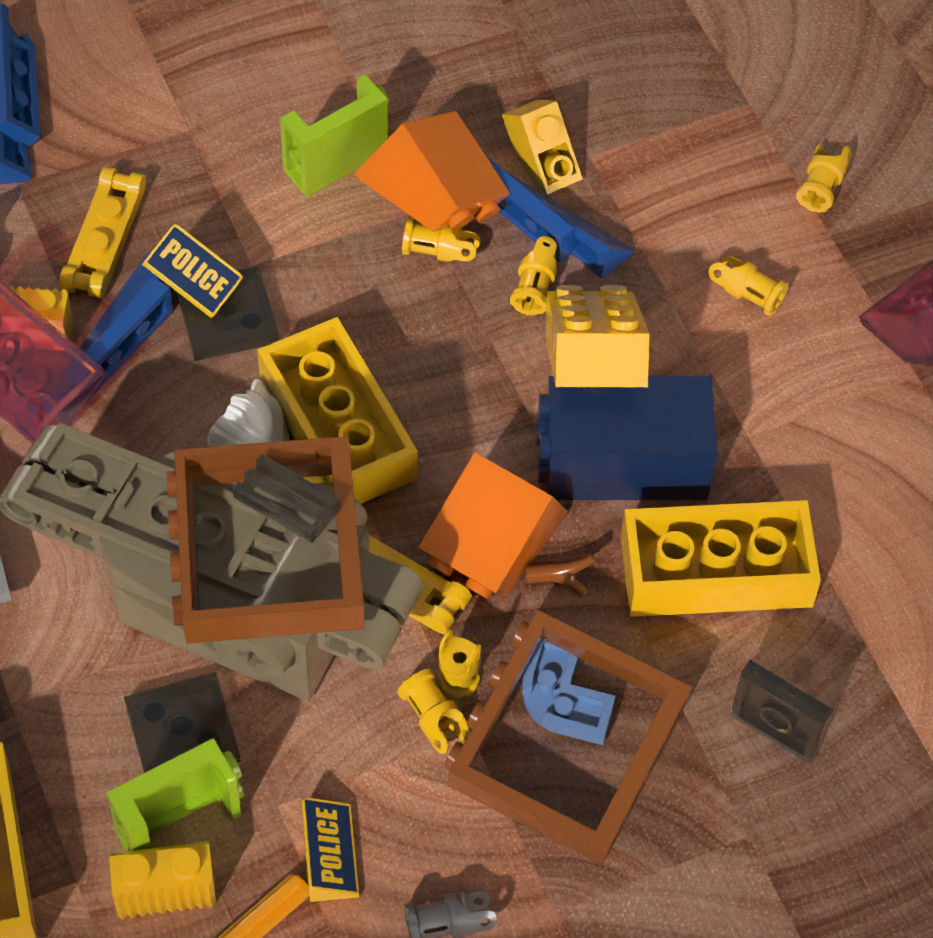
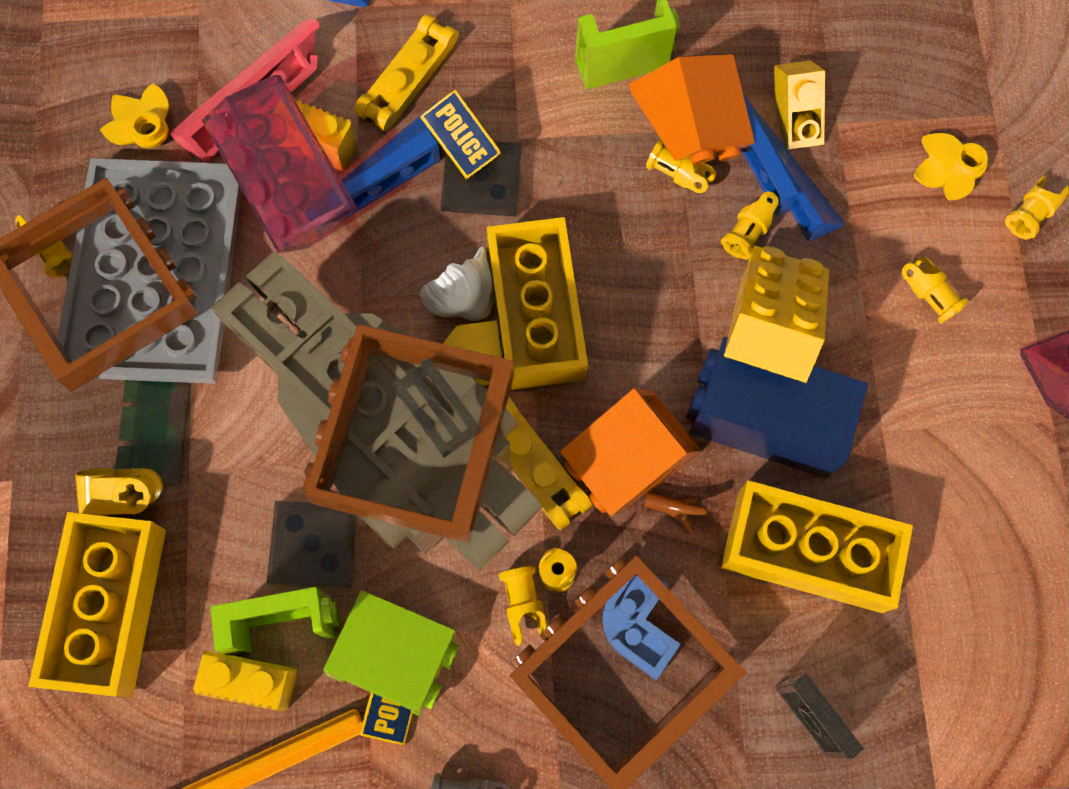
camera: 20 degrees right, 15 degrees up
(313, 797) = (392, 653): none -> lime panel
(719, 161) = (946, 165): none -> yellow plate

